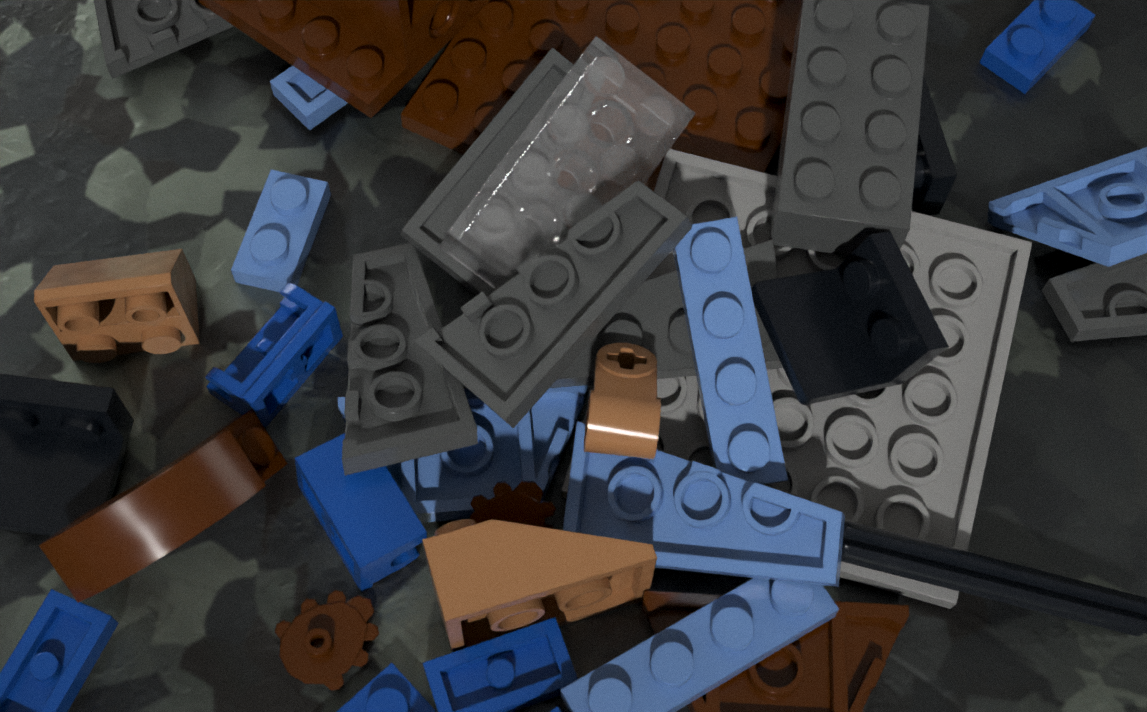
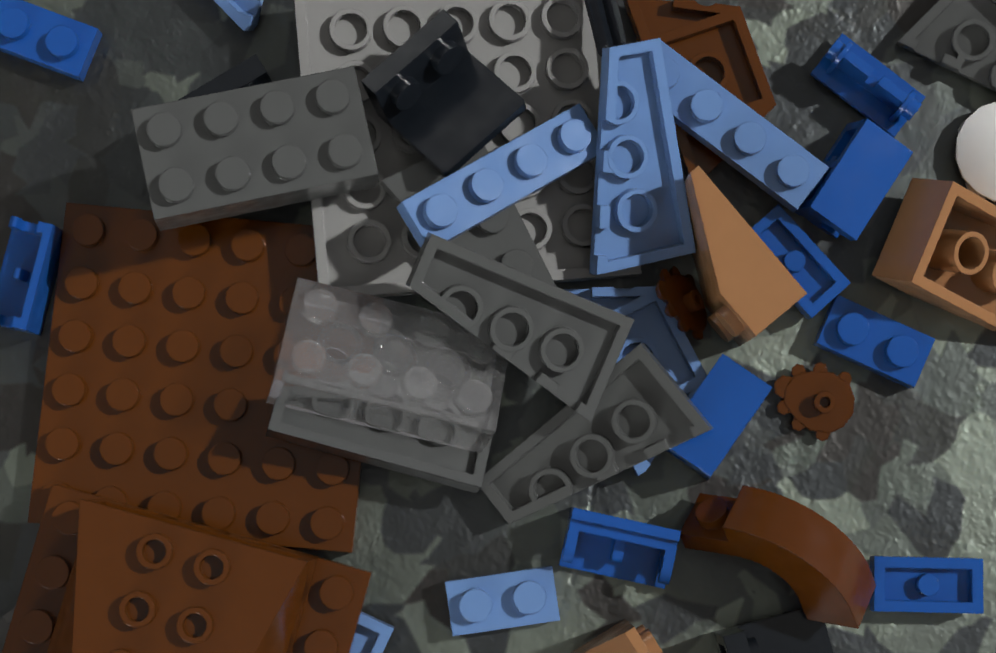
camera: 115 degrees left, 20 degrees up
(624, 403) = (582, 238): medium nougat piece -> none

